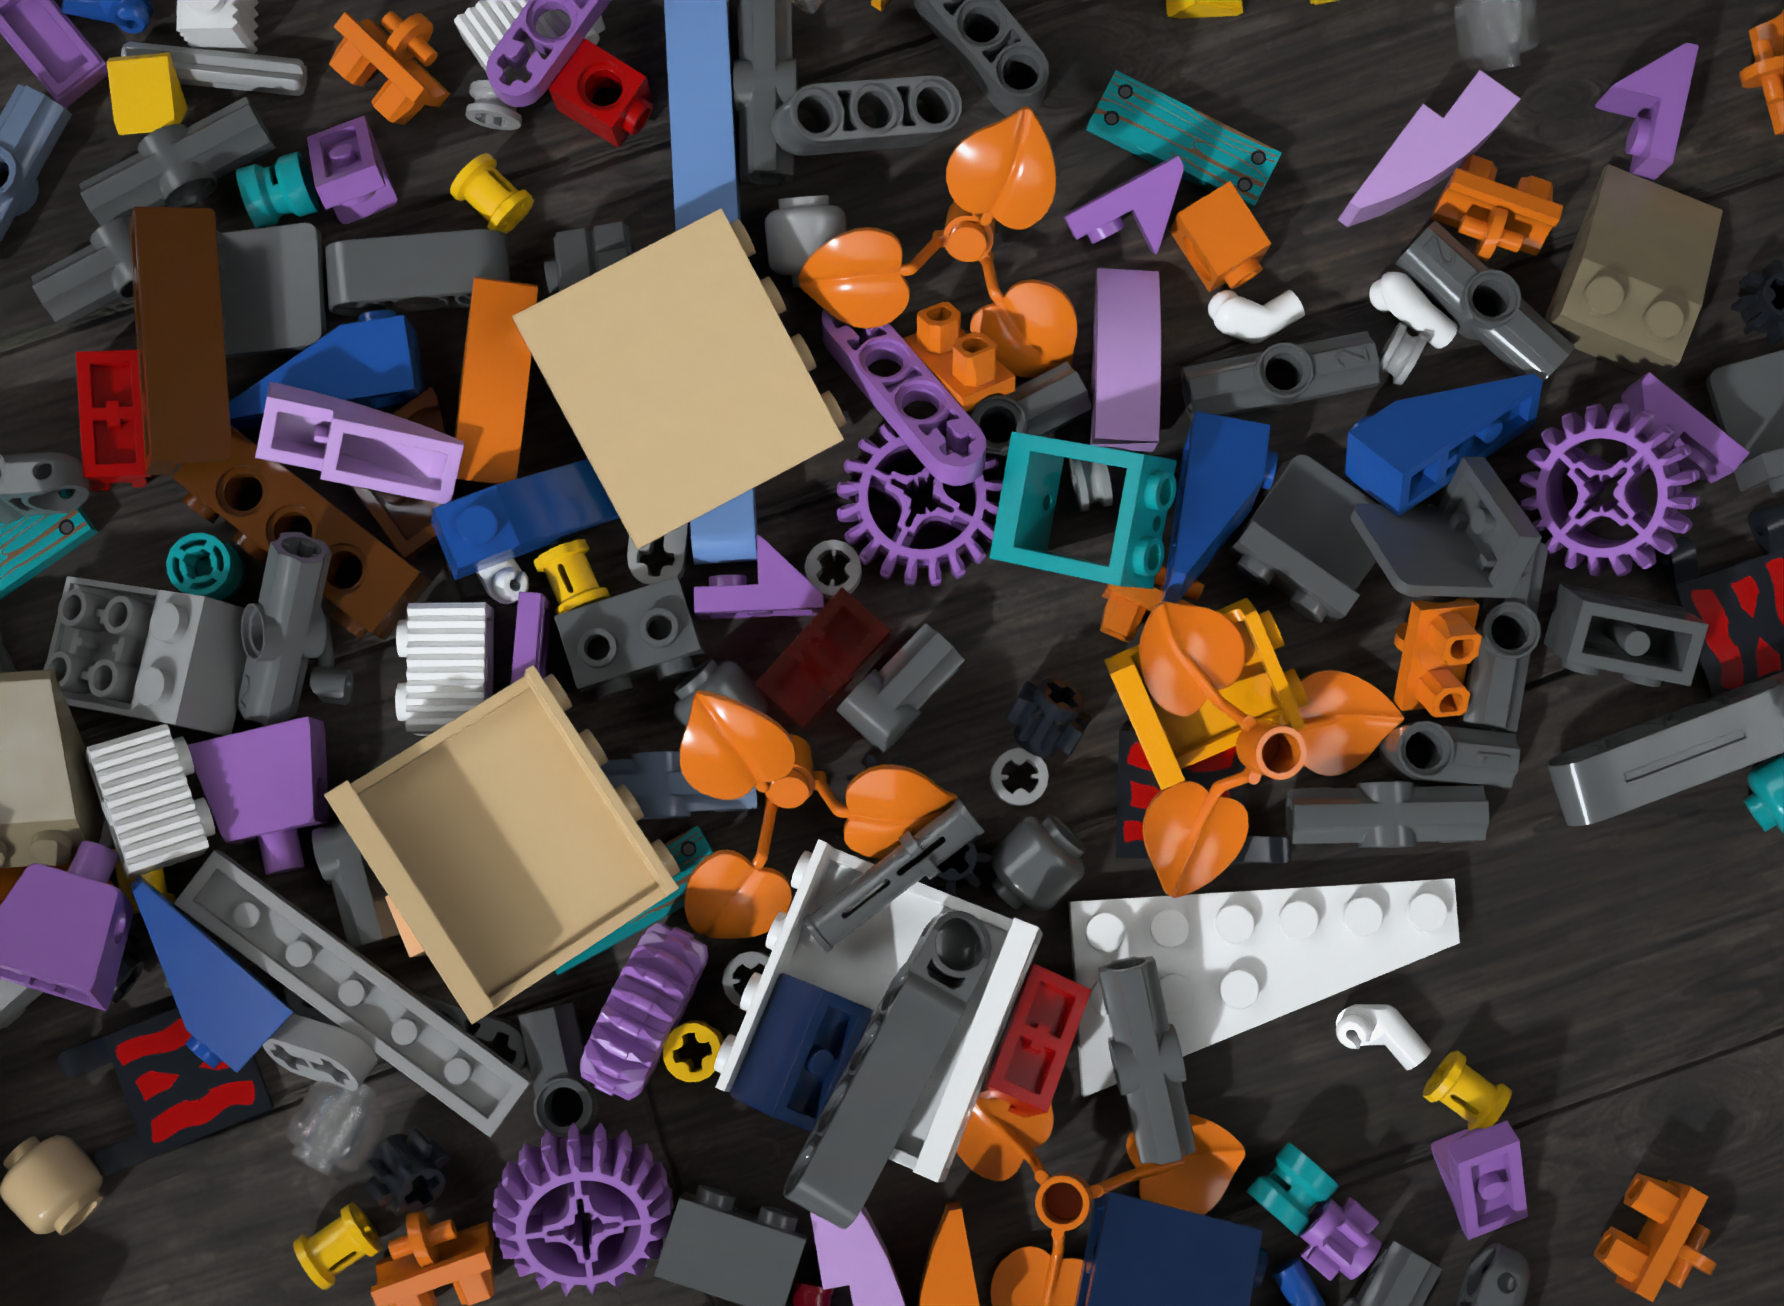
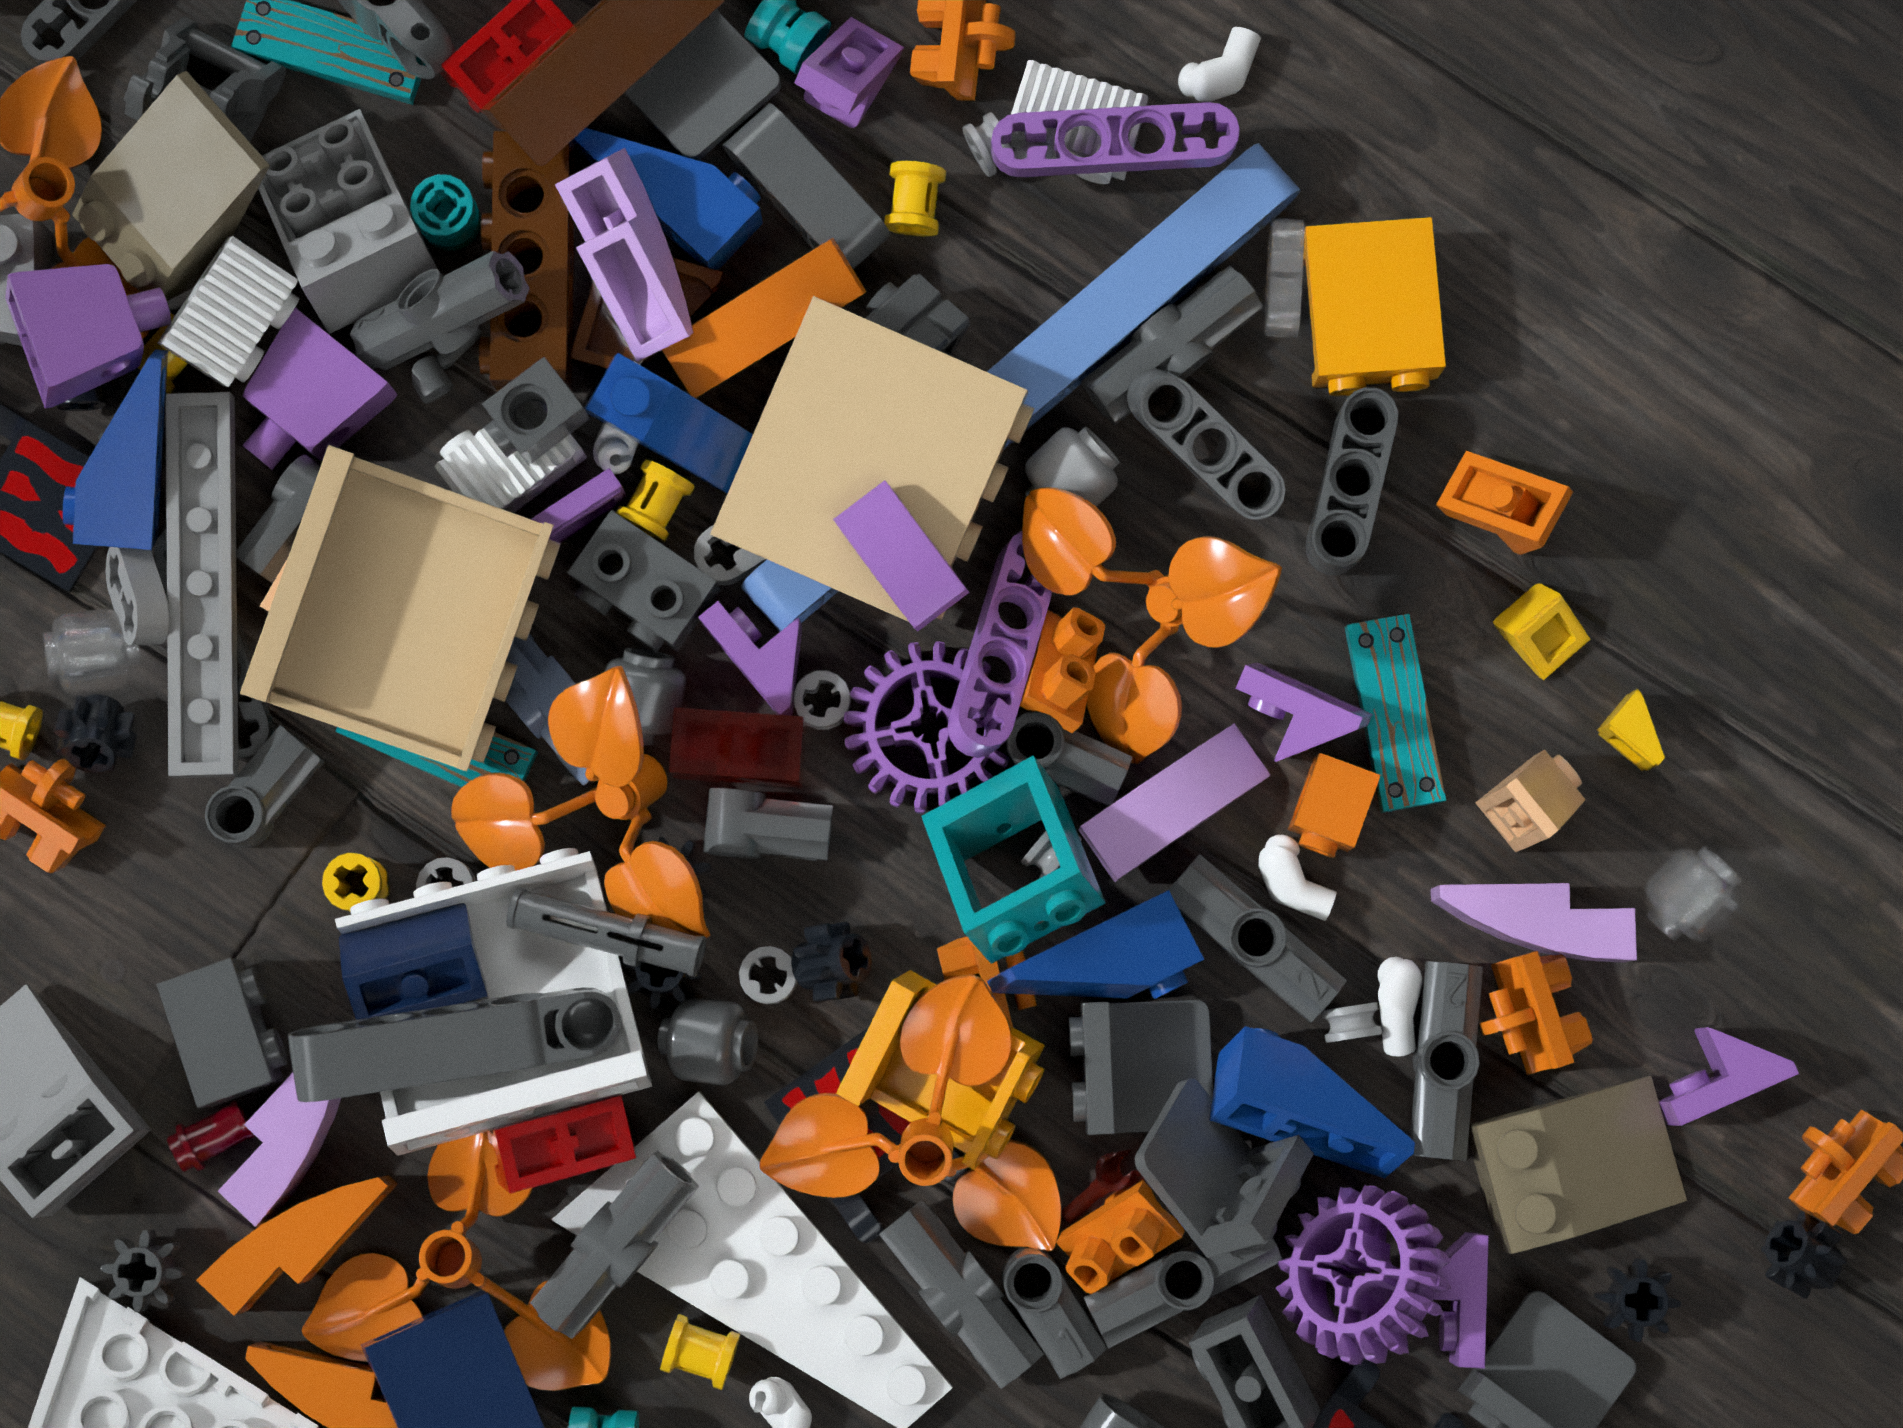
camera: 55 degrees right, 0 degrees up
(411, 590) = (535, 384): none -> dark grey brick
(546, 1228) = (131, 878): medium lavender gear -> none
(586, 74) = (1071, 196): red brick -> none
(643, 1011) = (355, 817): medium lavender gear -> none
(775, 407) = (901, 555): none -> medium lavender slope
(1279, 1056) = (700, 1352): none -> yellow bush
(1340, 85) = (1533, 800): none -> light nougat slope
(1381, 636) = (1107, 1179): none -> clear red hand

